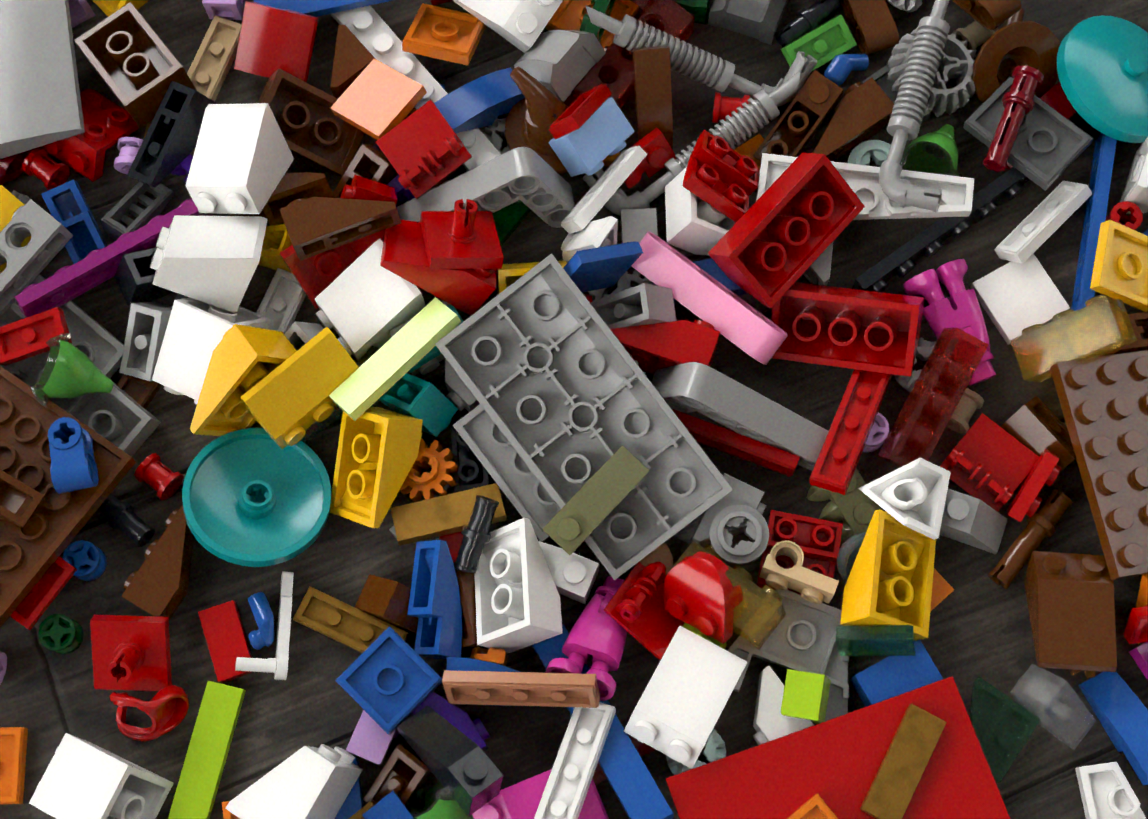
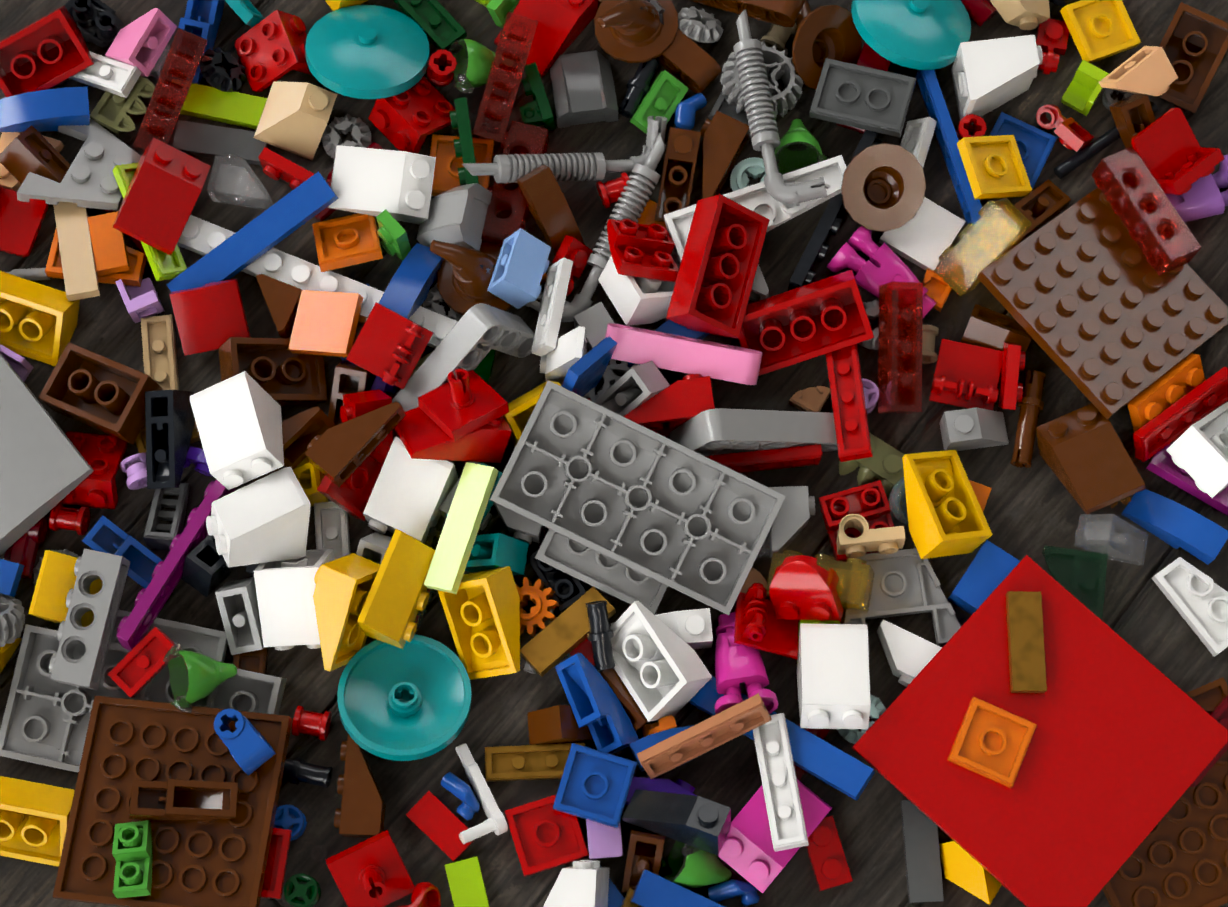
camera: 30 degrees left, 0 degrees up
(317, 705) = (545, 836): none -> red plate
(487, 46) = (393, 235): none -> bright green plate
(579, 111) = (500, 252): red tile -> none
(595, 500) = (684, 559): olive slope -> none
(756, 530) = (817, 518): light grey gear -> none
(805, 696) = (923, 628): lime panel -> none
(816, 408) = (810, 399): none -> medium nougat tile
(876, 640) = (955, 557): clear green tile -> none
(913, 495) = (924, 430): white slope -> none
(1000, 230) = (883, 187): none -> reddish brown piece
(1004, 361) = (937, 288): none -> orange tile
(1017, 104) = (846, 76): dark red pin -> none

